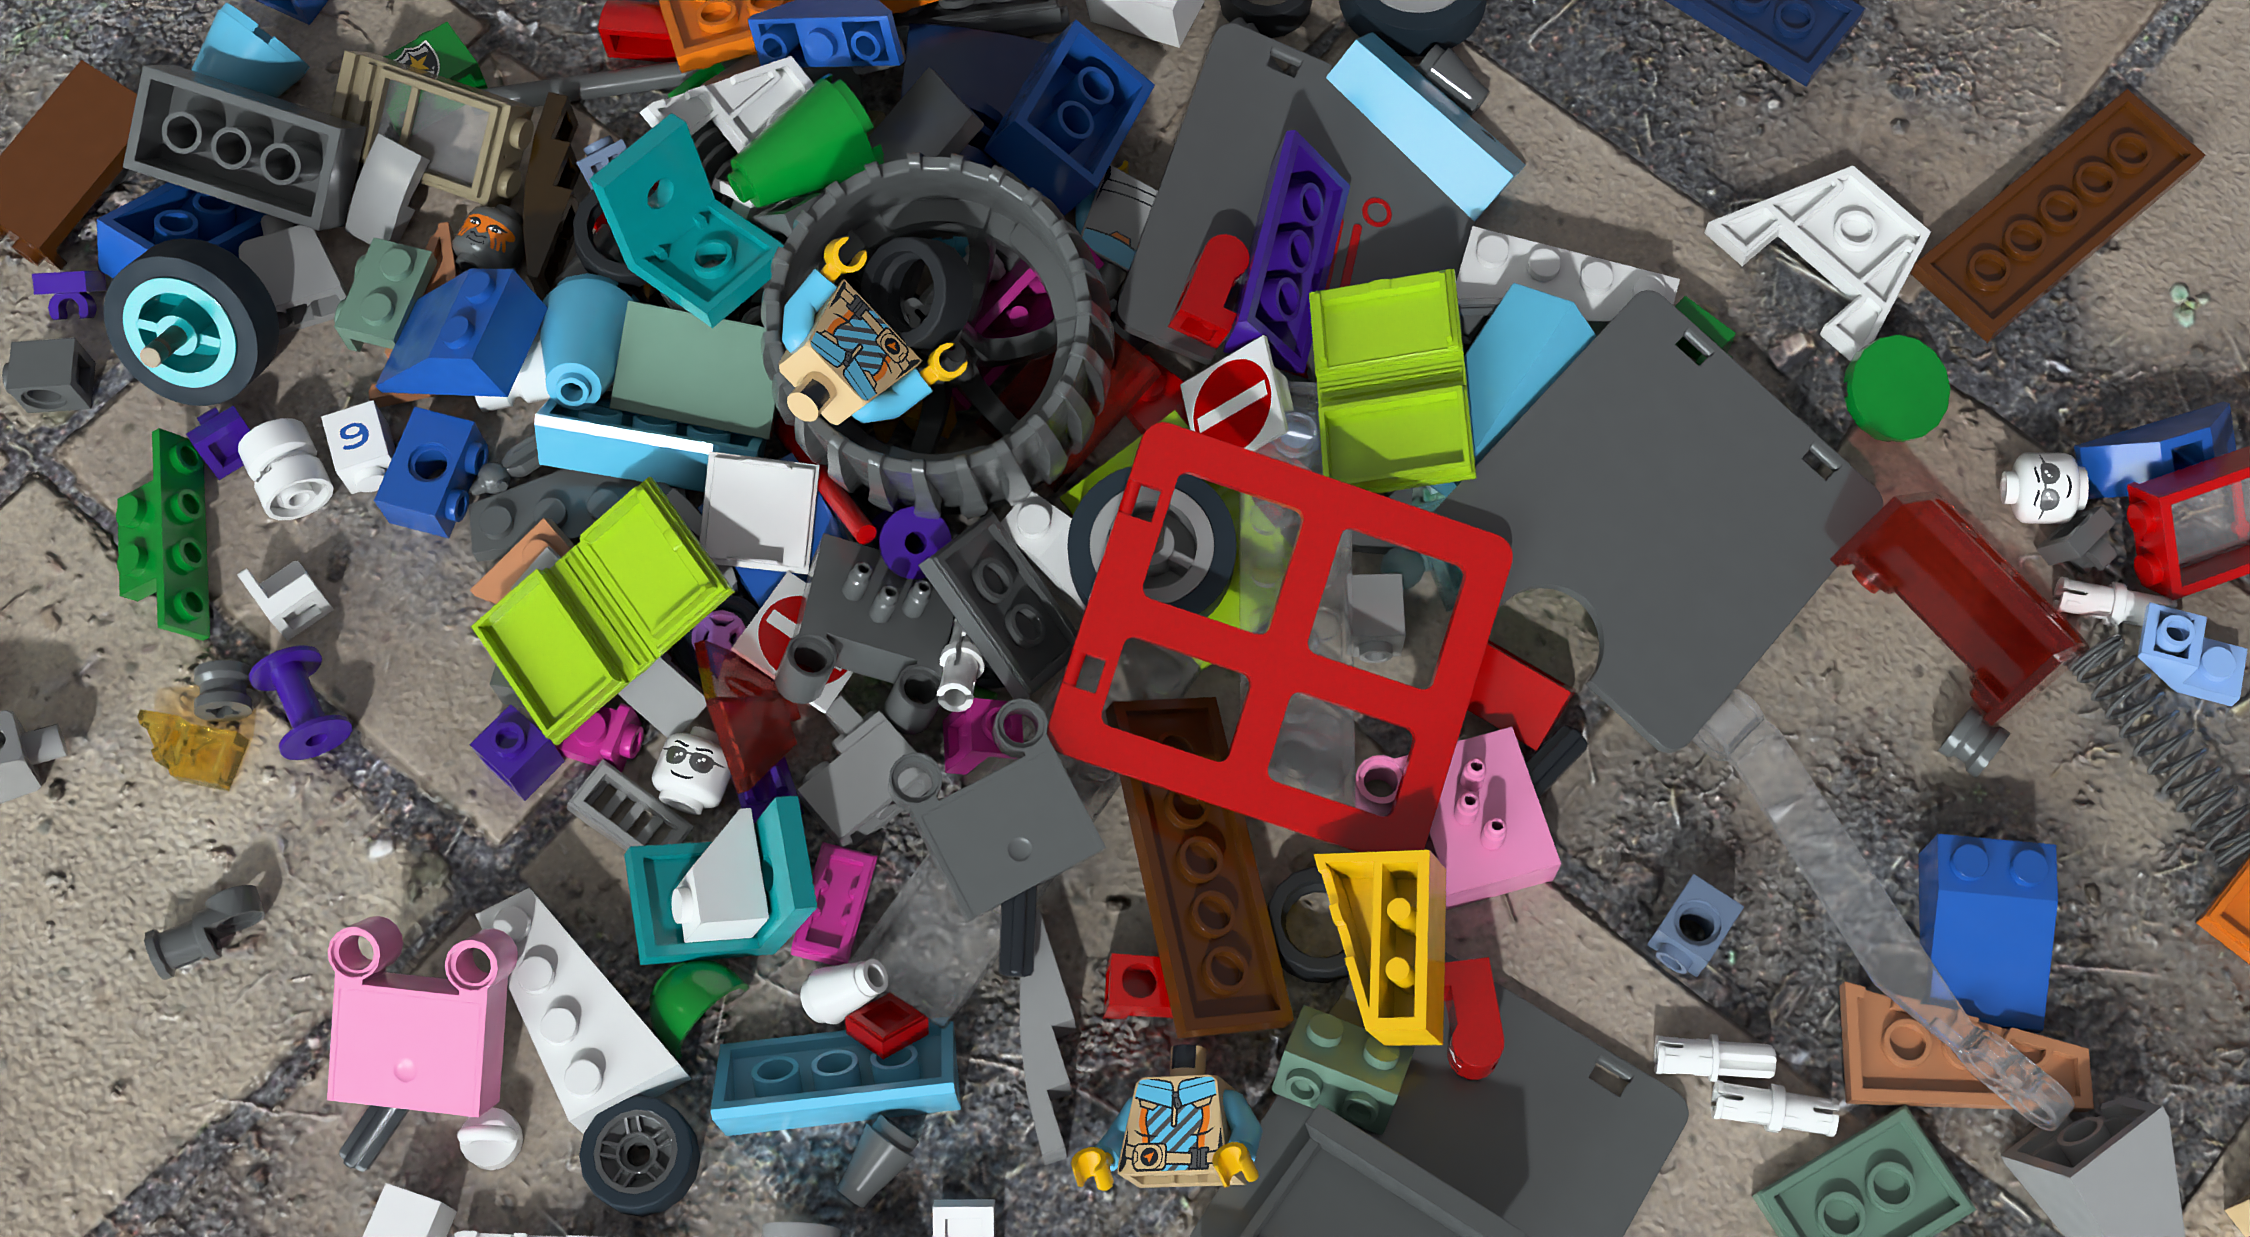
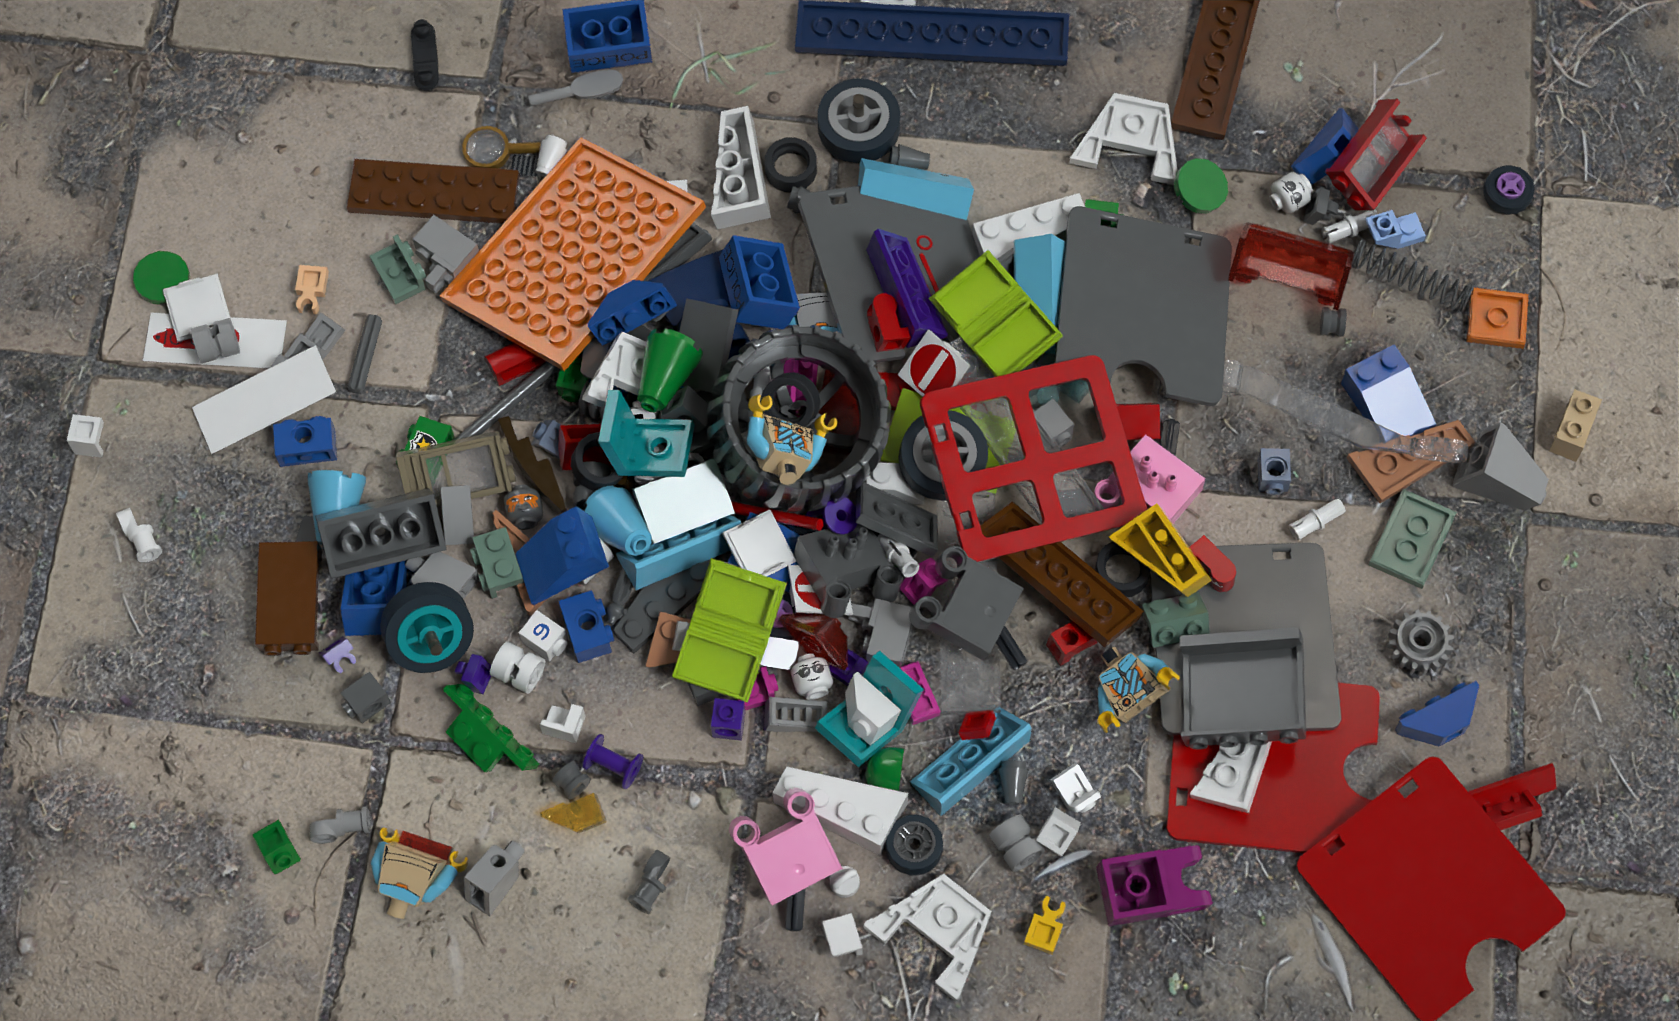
camera: 35 degrees left, 0 degrees up
(842, 989) = (948, 722): white cone -> none
(1043, 1019) = (1038, 679): light grey slope -> none
(1775, 1108) = (1354, 523): white pin -> none

